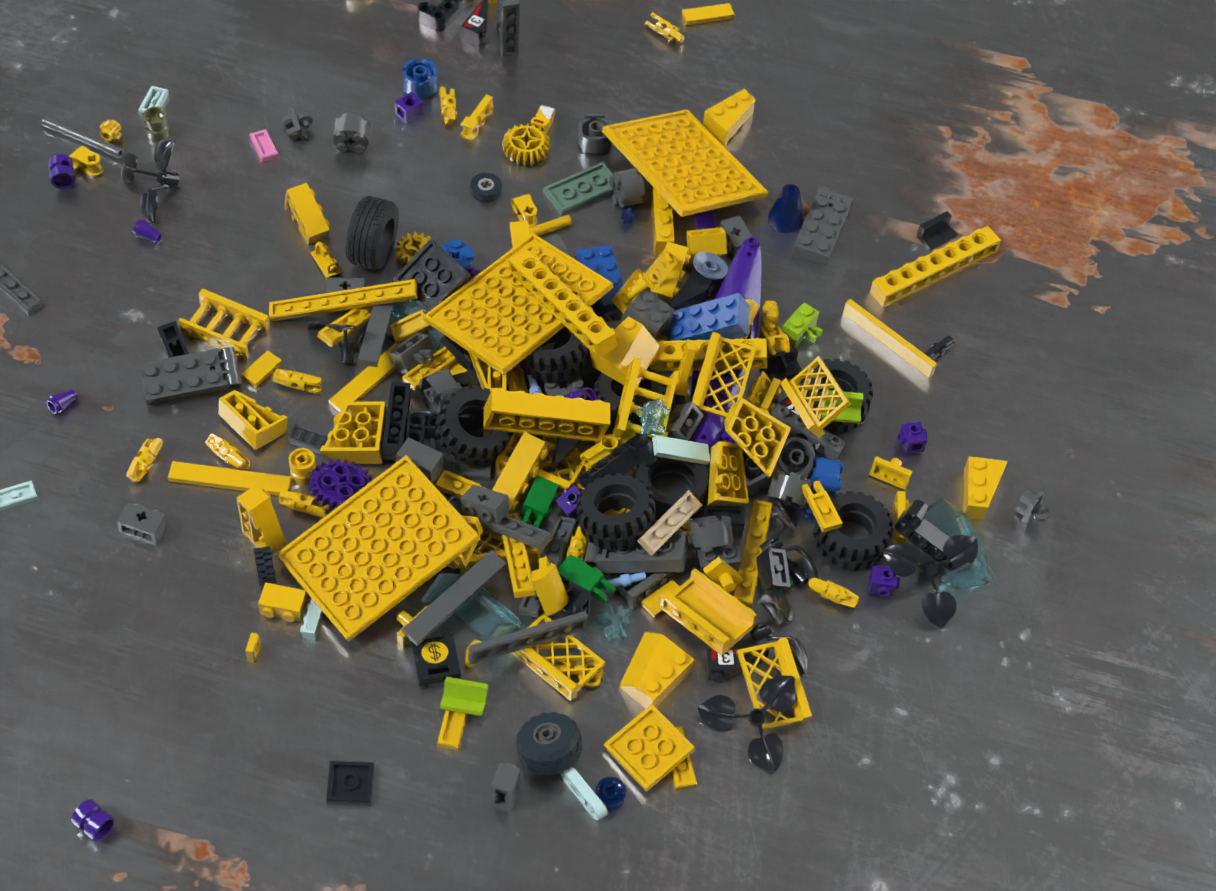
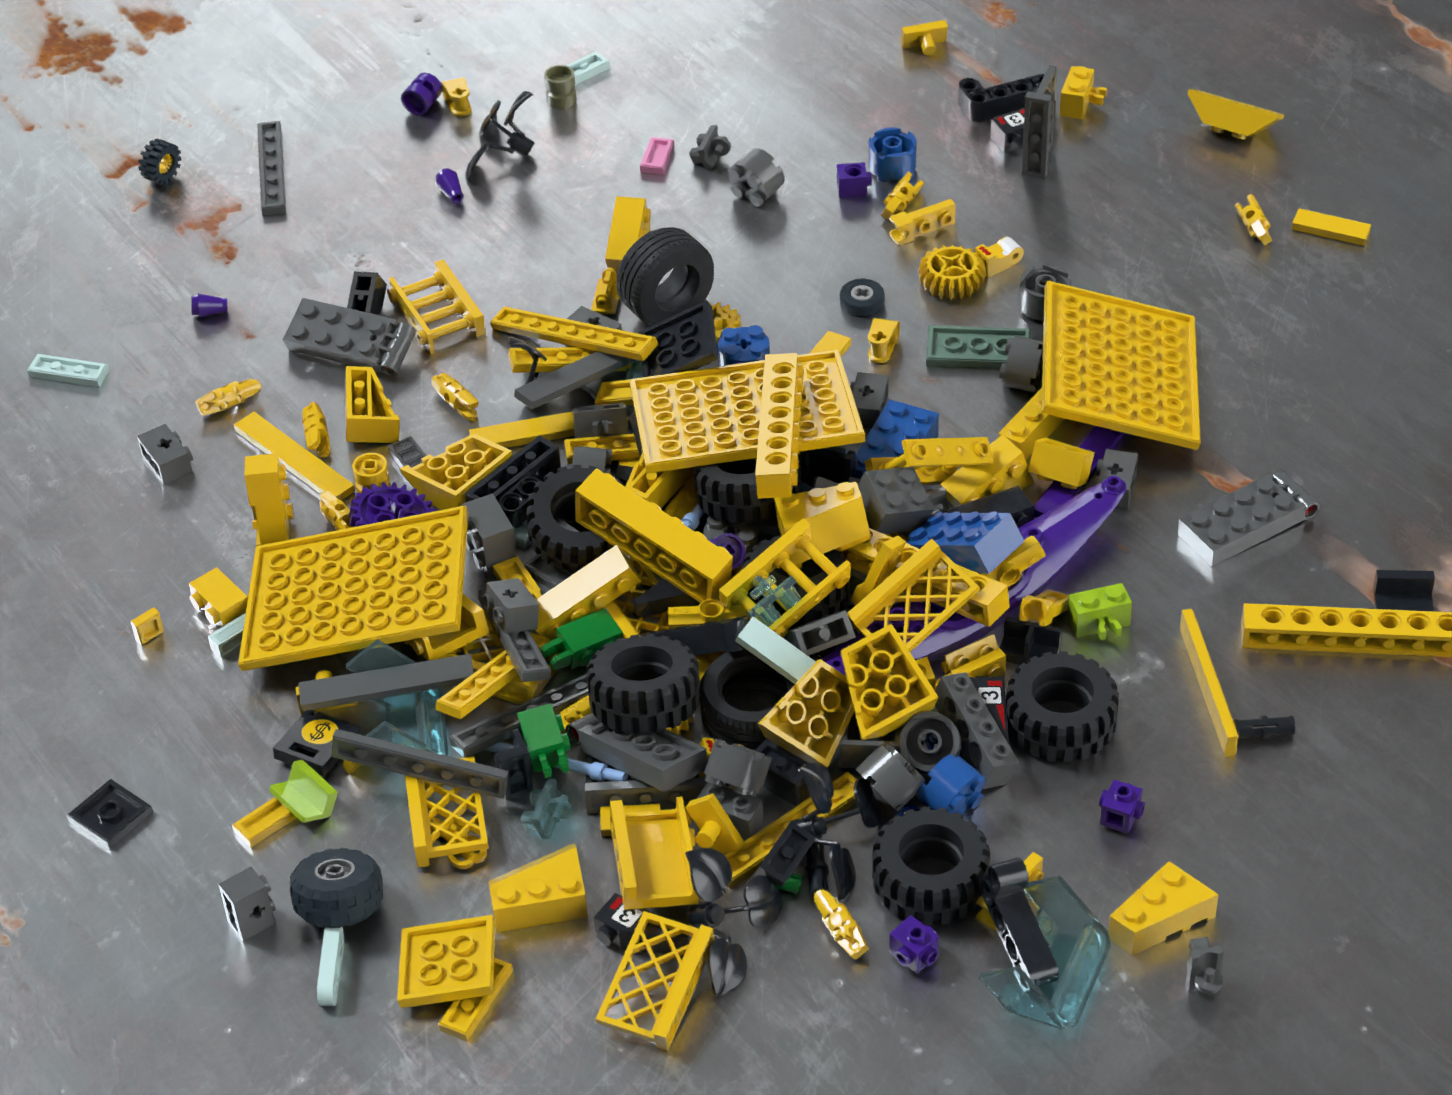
camera: 45 degrees right, 10 degrees down
(101, 145) = (464, 53): dark grey piece -> none
(110, 130) = (509, 76): yellow gear -> none
(261, 369) = (424, 369): yellow tile -> none
(264, 565) = (234, 551): black bush -> none
(549, 587) = (488, 721): yellow brick -> none
(550, 225) = (891, 368): yellow axle -> none
(611, 793) = (356, 985): clear blue wheel -> none
(627, 215) = (1001, 397): clear blue plate -> none
(669, 523) = (692, 727): tan tile -> none
(710, 265) = (1040, 488): sand blue dish -> none
(728, 115) = (1243, 343): yellow wedge -> none
(763, 751) = (569, 979): black plant -> none
(770, 315) = (1070, 580): yellow hinge -> none
(787, 210) = (1209, 473): clear blue cone -> none
(804, 405) = (1004, 681): yellow fence -> none
(822, 507) = (896, 809): yellow hinge -> none
(852, 413) = (1039, 711): lime panel -> none
(891, 472) = (1053, 832): yellow tile -> none
(903, 561) = (947, 926): black plant -> none

